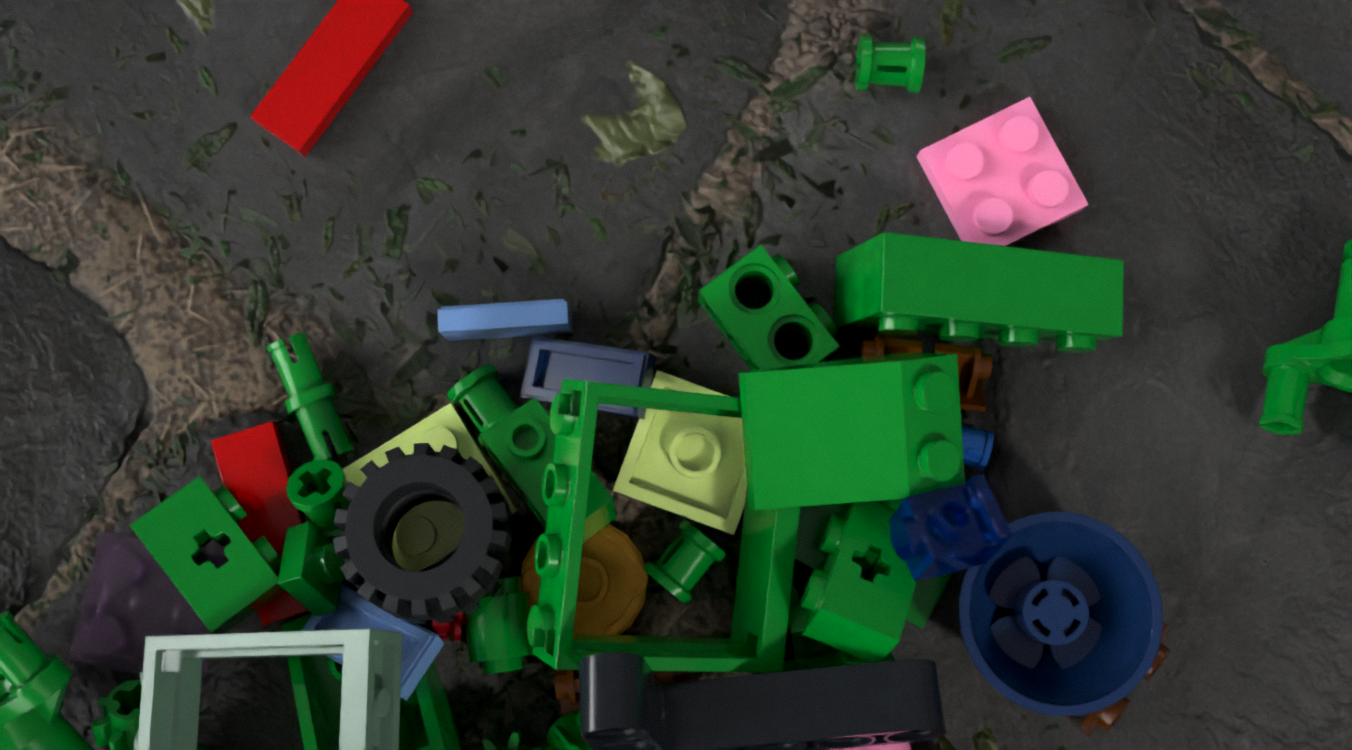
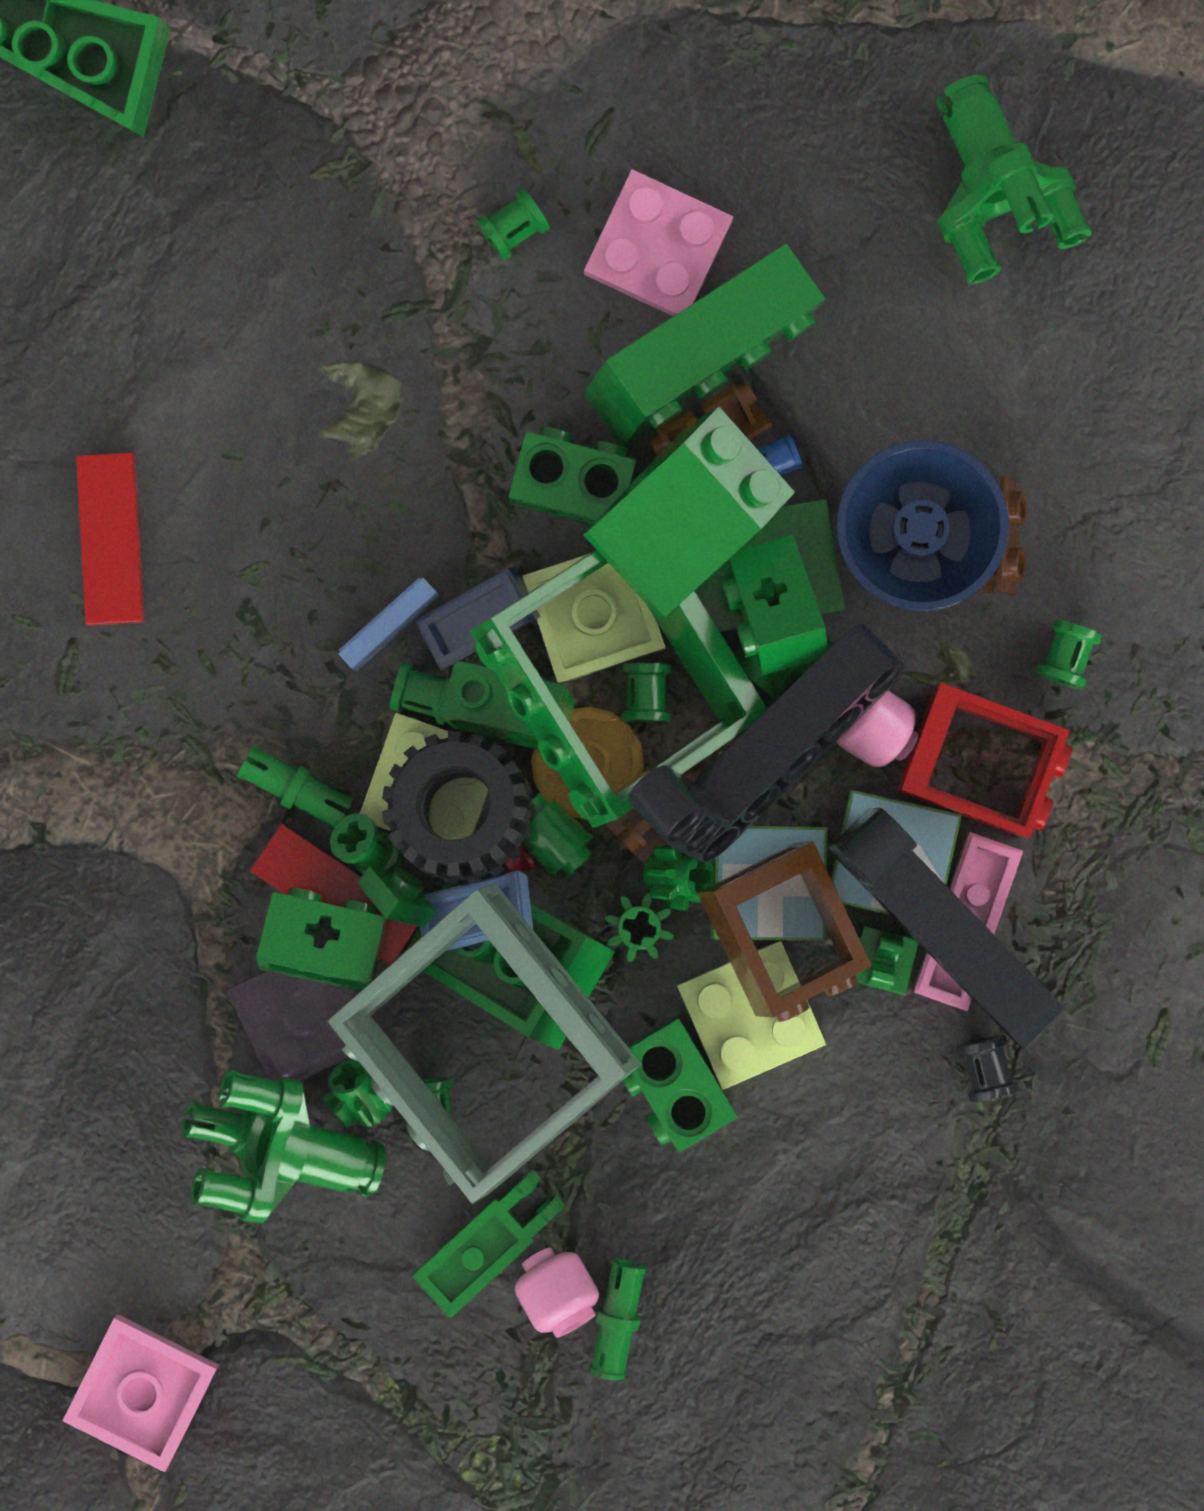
camera: 40 degrees left, 5 degrees up
(948, 529) = (803, 529): clear blue brick -> none

